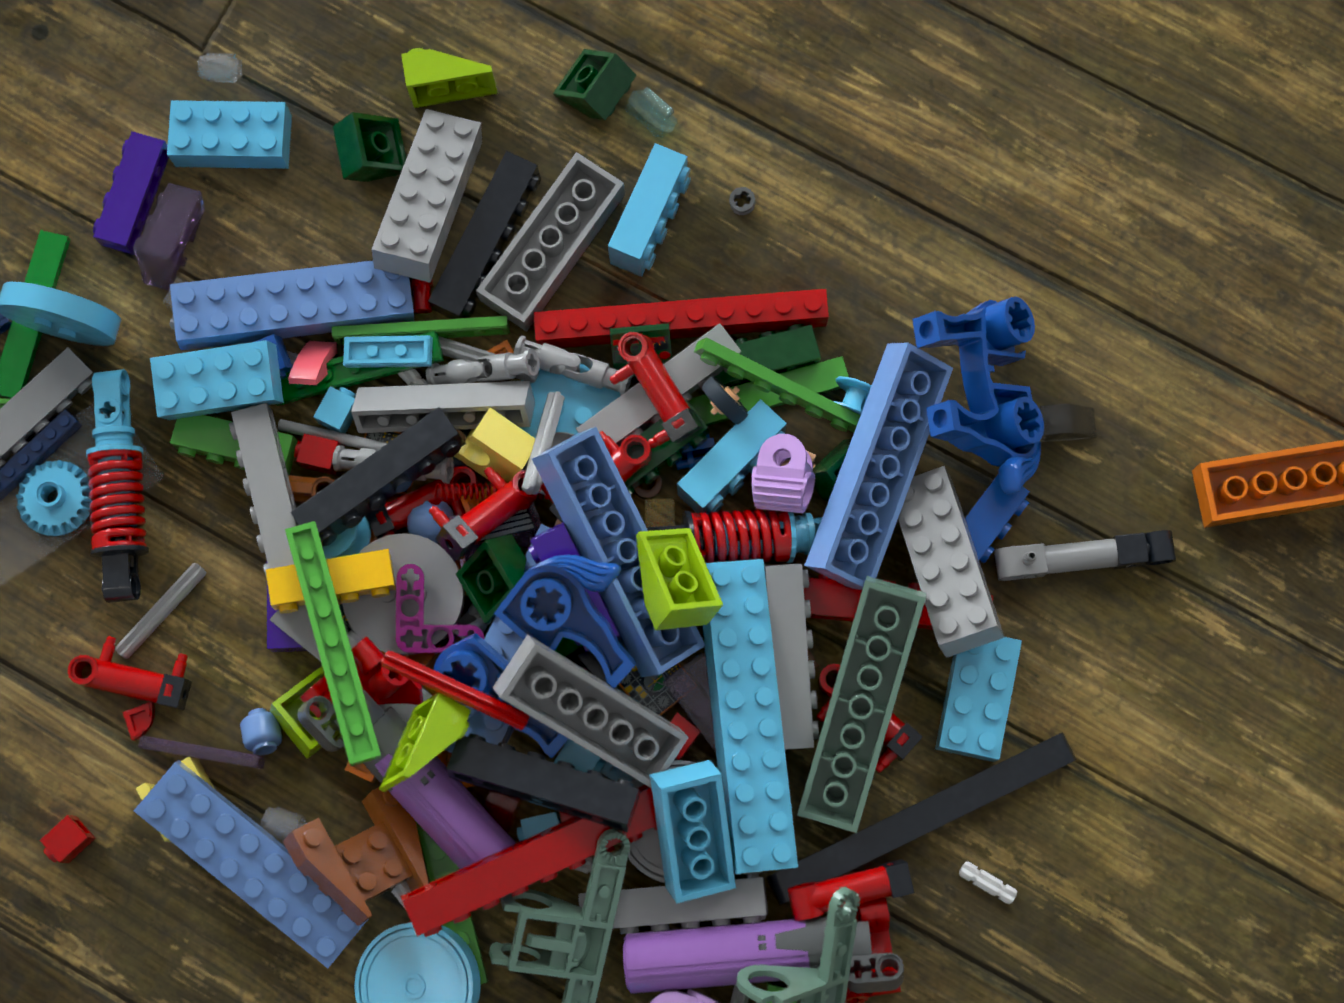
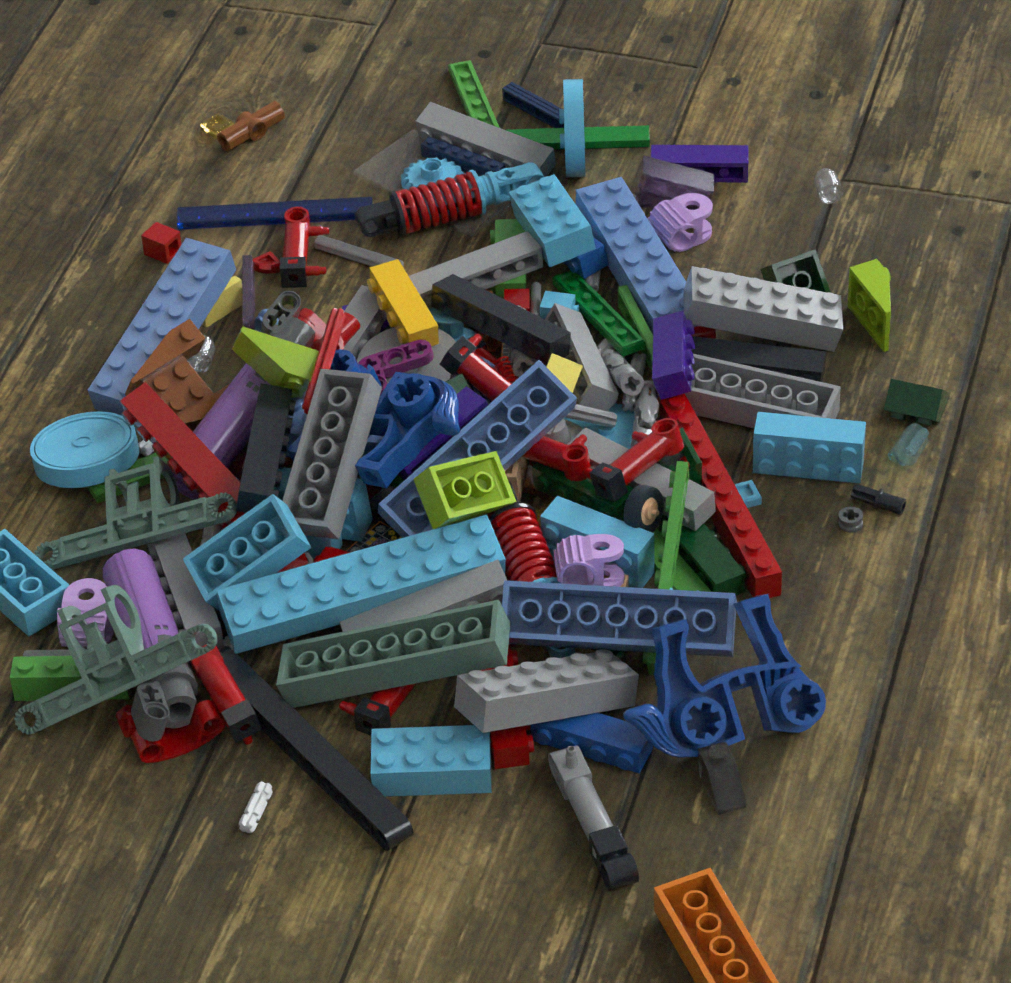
camera: 75 degrees right, 35 degrees down
(48, 695) = (267, 213): none -> clear blue tile
(229, 134) = (772, 202): medium azure brick -> none
(235, 238) = (672, 218): none -> lavender piece
(312, 362) = (589, 280): coral slope -> none
(333, 644) = (346, 296): bright green plate -> none
(388, 351) = (616, 318): medium azure tile -> none
(485, 308) = (673, 354): none -> dark purple brick
(676, 290) = (749, 493): none -> medium azure tile
(724, 165) = (879, 499): none -> black axle

